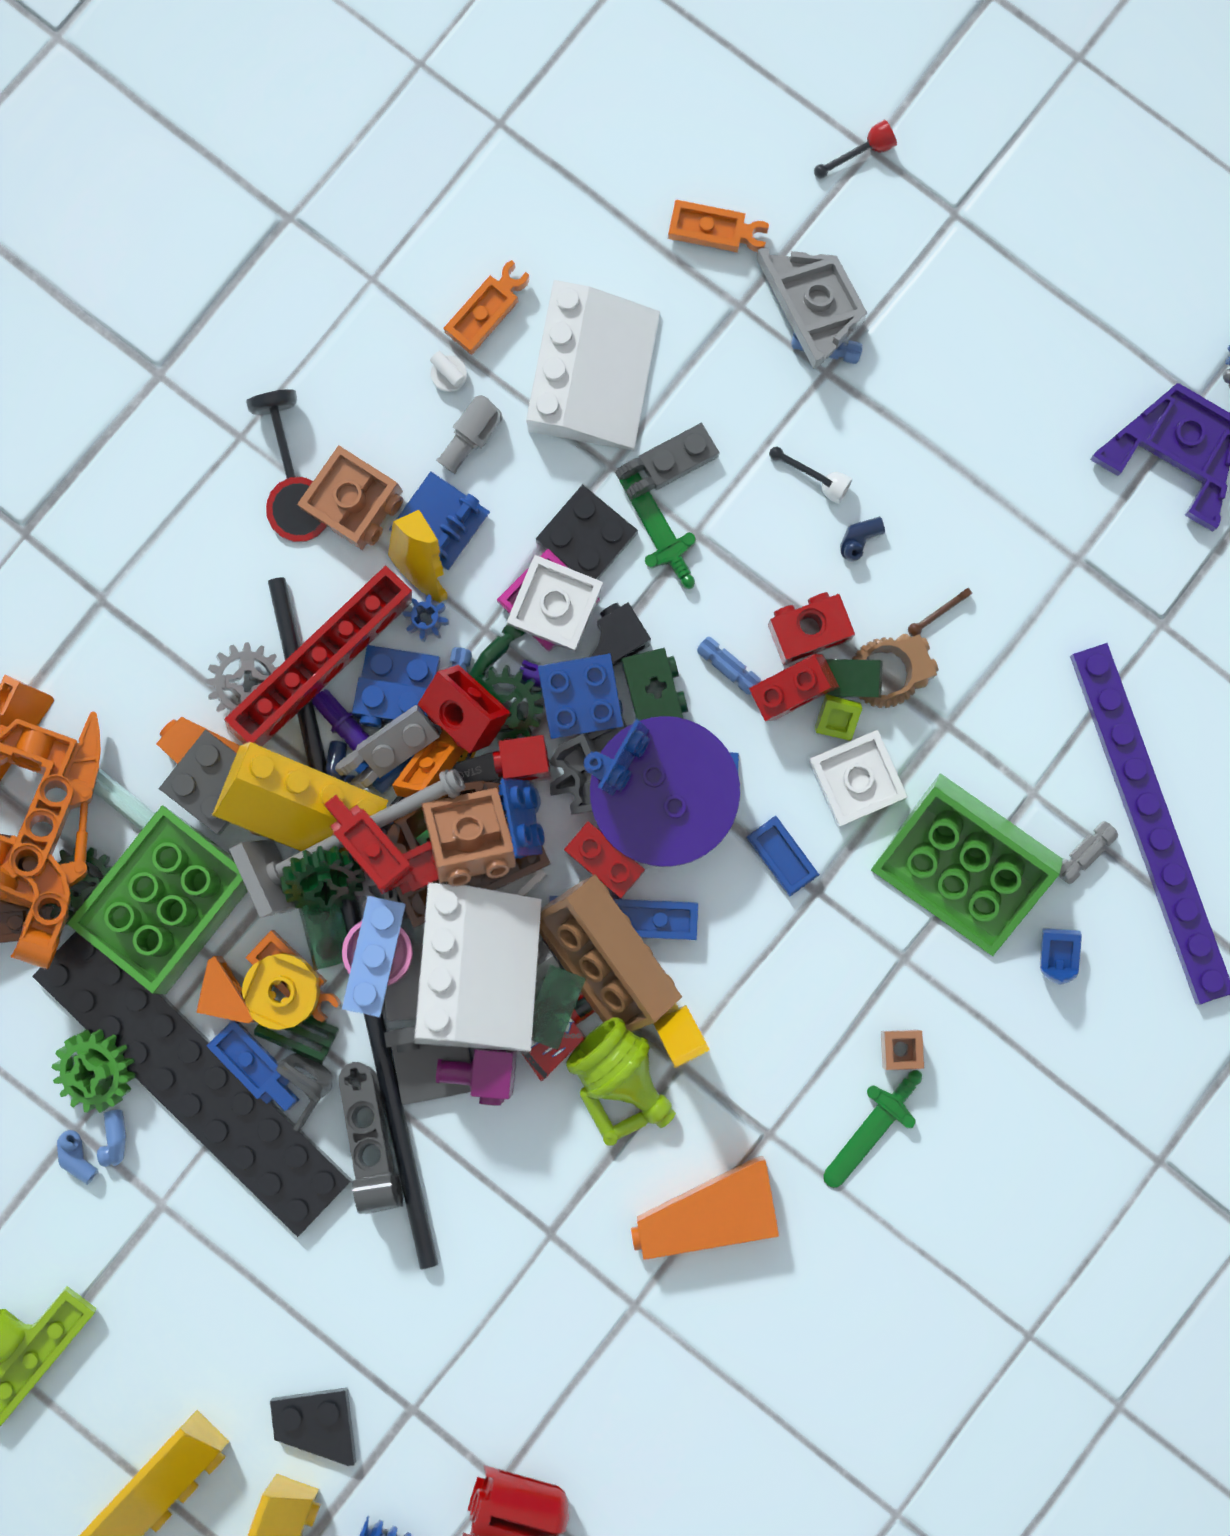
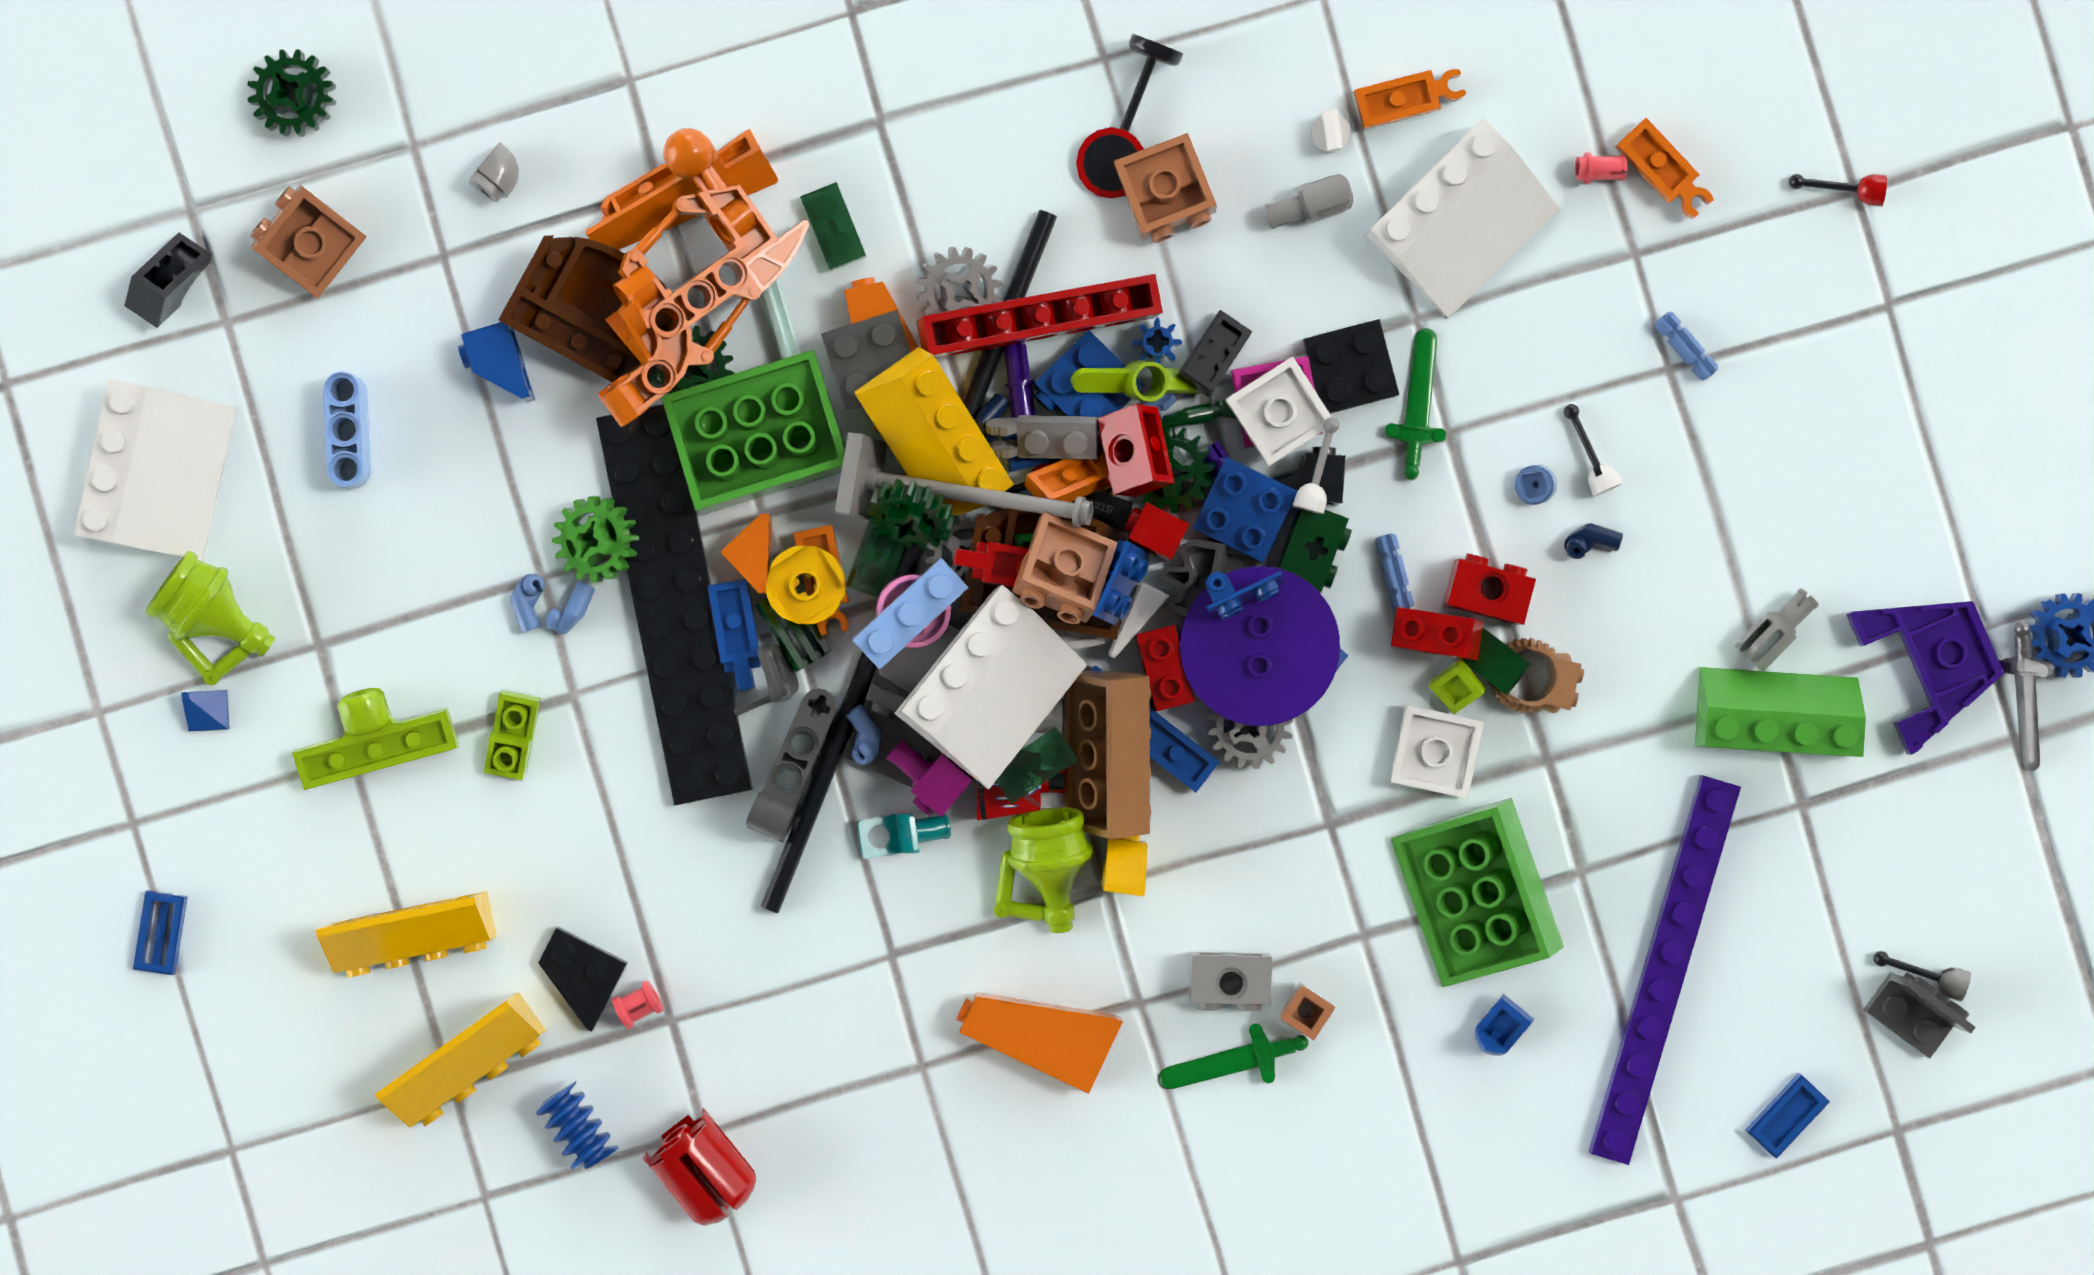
camera: 35 degrees right, 5 degrees up
(119, 703) = (833, 226): none -> clear green plate
(134, 1271) = (512, 735): none -> lime slope
(368, 844) = (972, 514): red hinge -> none
(375, 1417) = (637, 1004): none -> coral bush
(412, 1077) = (867, 736): none -> medium blue arm
(416, 554) = (1188, 282): yellow slope -> none
(419, 663) = (1124, 381): none -> lime piece
(449, 514) = (1229, 261): blue hinge -> none
(475, 596) = (1214, 353): none -> black plate
(492, 1131) = (904, 833): none -> teal bracket
(555, 825) = (1143, 606): none -> white slope
(623, 649) = (1312, 496): none -> hinge
(668, 260) = (1600, 168): none -> coral pin
(670, 460) = (1473, 352): dark grey hinge -> none
(717, 866) = (1259, 741): none -> light grey gear
(782, 856) = (1322, 772): blue tile -> none
(788, 525) = (1535, 484): none -> medium blue tile
(803, 1073) = (1209, 967): none -> light grey brick
(815, 299) = (1705, 298): light grey wing -> none
(916, 628) = (1581, 655): reddish brown hinge -> none
(1047, 502) = (1775, 627): none -> light grey arm
(1088, 851) = (1590, 956): light grey axle -> none
(1096, 566) = (1780, 712): none -> bright green slope

